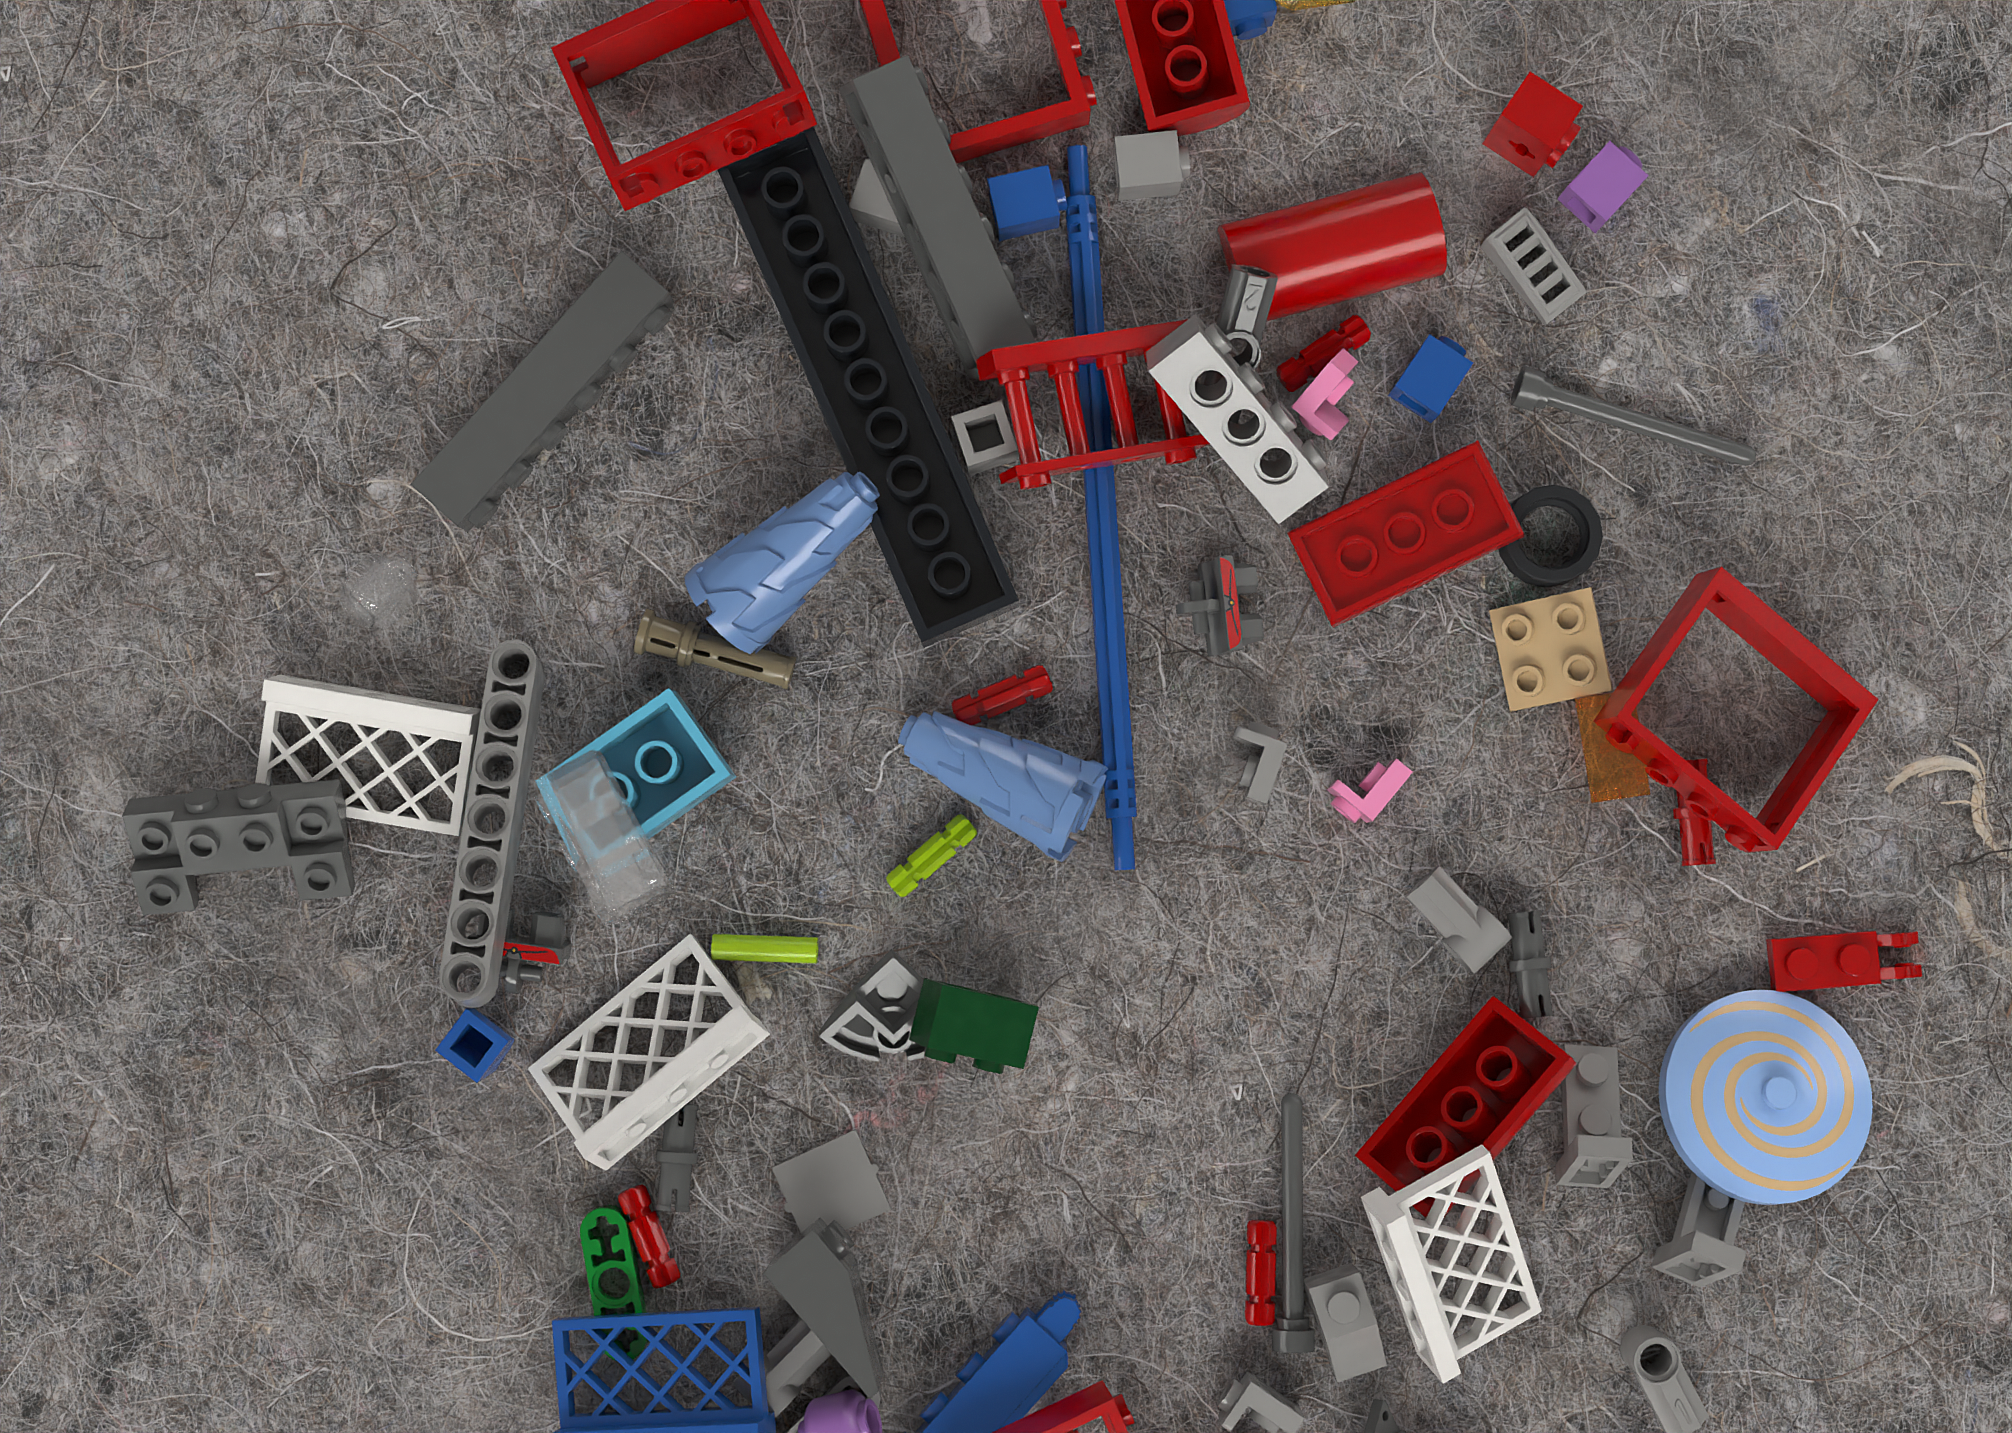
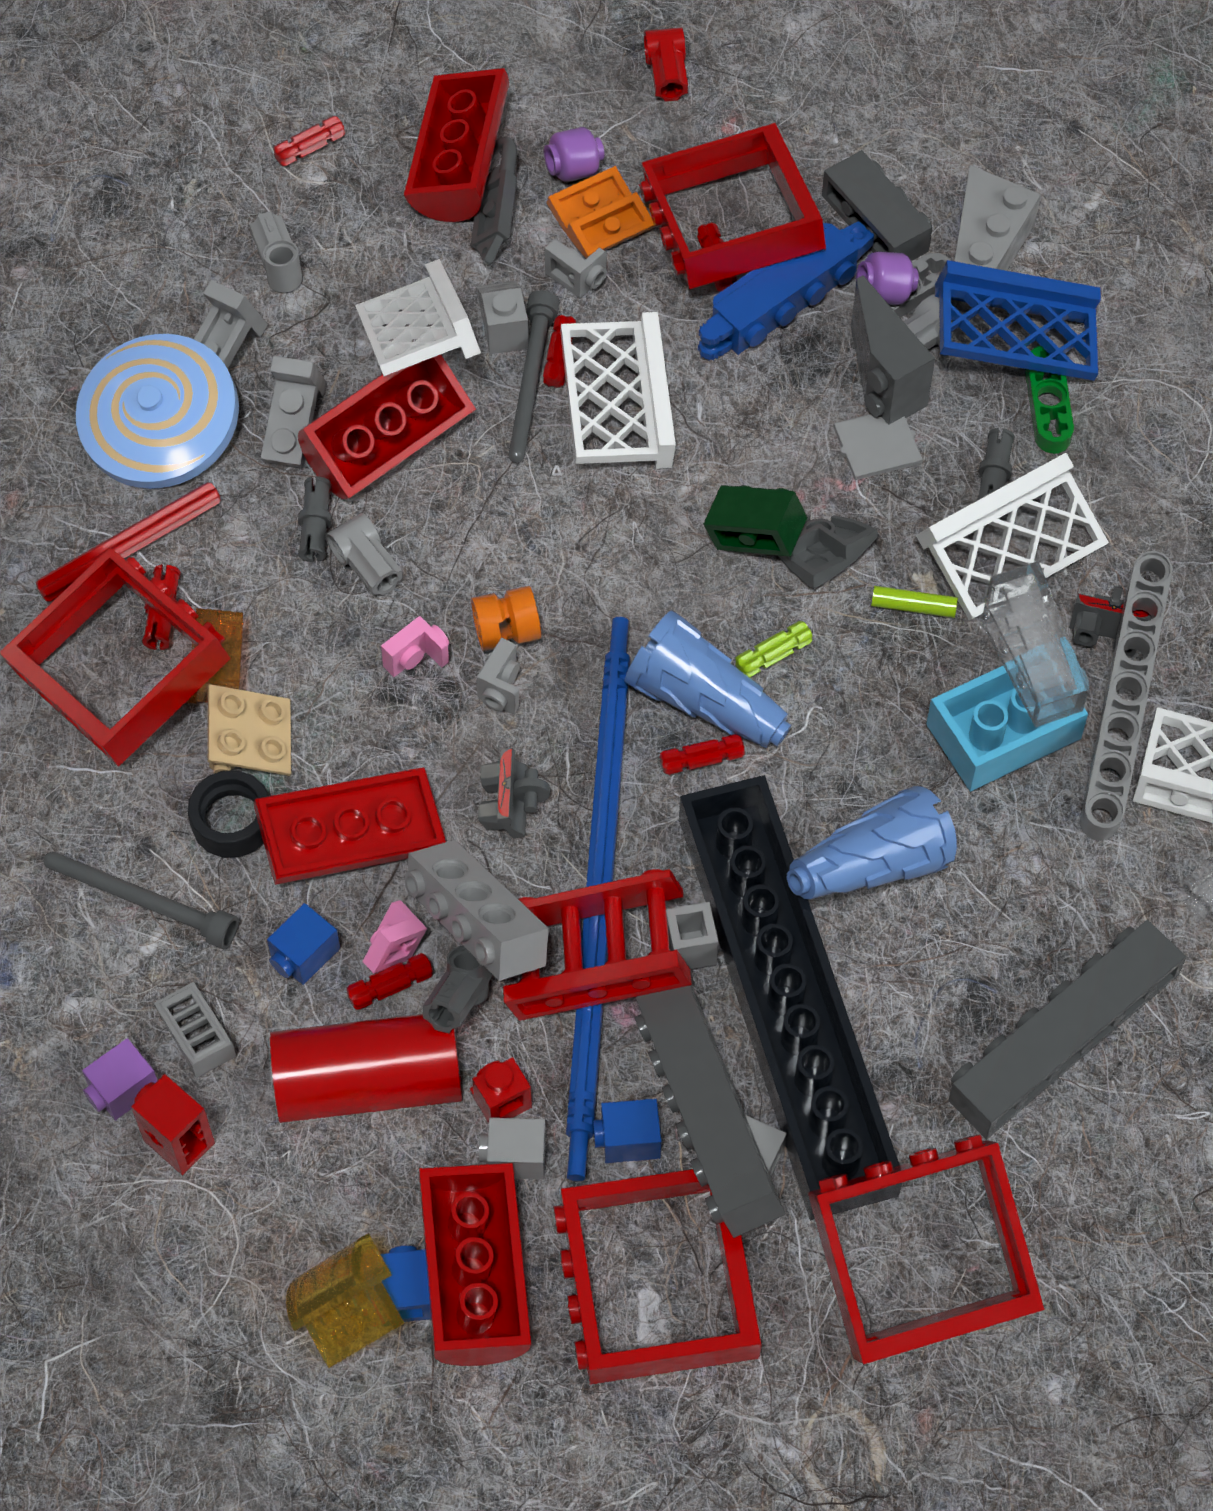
camera: 175 degrees left, 25 degrees down
(475, 1045) = (1147, 538): blue brick -> none
(649, 1236) = (1021, 424): red axle -> none
(689, 644) = (967, 822): dark tan pin -> none
(1131, 1222) = (652, 397): none -> white fence
(1175, 228) = (499, 1084): none -> red brick
(1266, 842) = (506, 617): none -> orange wheel
(1756, 903) = (132, 538): none -> red axle
(1836, 960) = (73, 497): red hinge -> none

